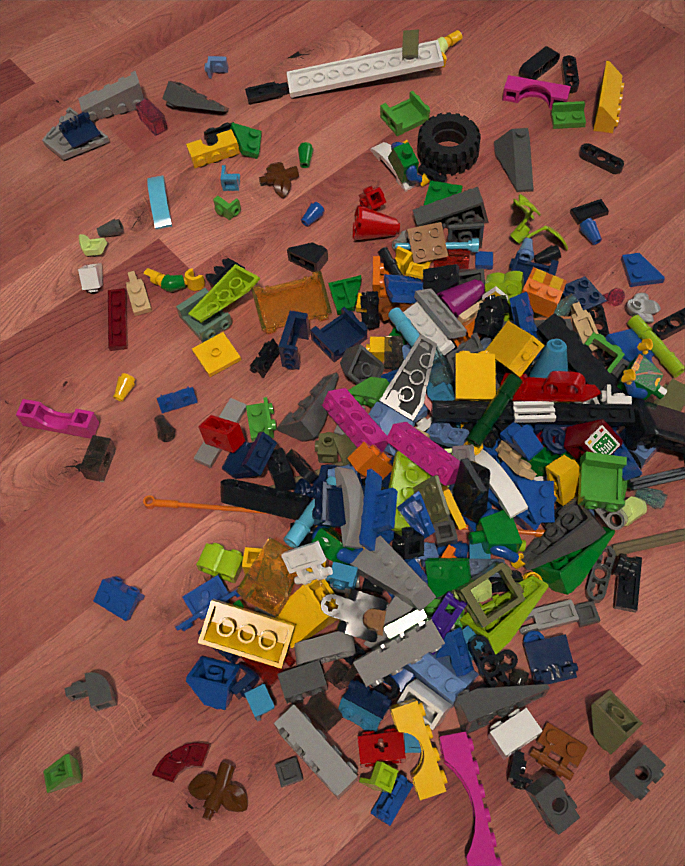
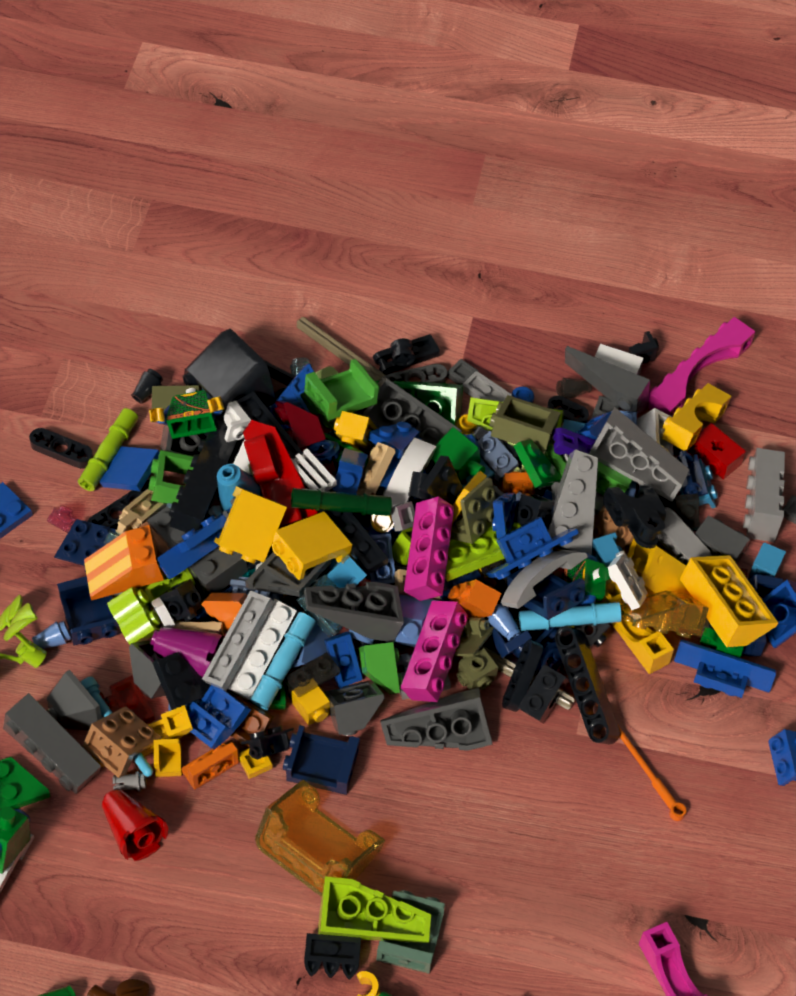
camera: 135 degrees left, 5 degrees down
(98, 458) = (682, 897): clear smoke brick -> none
(123, 387) = (574, 950): yellow cone -> none
(164, 429) = (588, 860): clear smoke cone -> none
(177, 399) = (532, 871): blue hinge -> none
(208, 454) = (541, 800): light grey tile -> none
(216, 354) = (450, 881): yellow plate -> none
(220, 562) = (679, 688): lime brick -> none
(222, 433) = (555, 771): red brick -> none
(250, 457) = (554, 731): dark blue panel -> none
(260, 419) = (494, 768): bright green bracket -> none
(267, 357) = (425, 821): black hinge -> none
(296, 327) = (375, 796): dark blue panel -> none
(308, 256) = (230, 869): black slope -> none
(312, 214) = (157, 917): blue cone -> none
(323, 711) = (729, 509): clear smoke bracket -> none
(345, 293) = (257, 792): green wing -> none
(372, 198) = (86, 852): red brick -> none
(382, 778) = (743, 433): lime panel -> none
(389, 263) = (183, 760): black pin -> none
(390, 803) = (745, 424): blue hinge -> none
(484, 260) = (98, 671): blue tile -> none
(486, 648) = (581, 414): black beam -> none
(488, 323) = (221, 579): black brick -> none
(542, 794) = (648, 311): dark grey brick -> none
(547, 255) = (46, 609): black cone -> none
(551, 660) = (532, 371): dark blue hinge -> none
(561, 745) = (594, 330): dark orange plate -> none
(612, 722) = (545, 304): olive slope -> none
(626, 780) = (571, 275): dark grey brick -> none
(643, 307) = (59, 486): light grey plate -> none

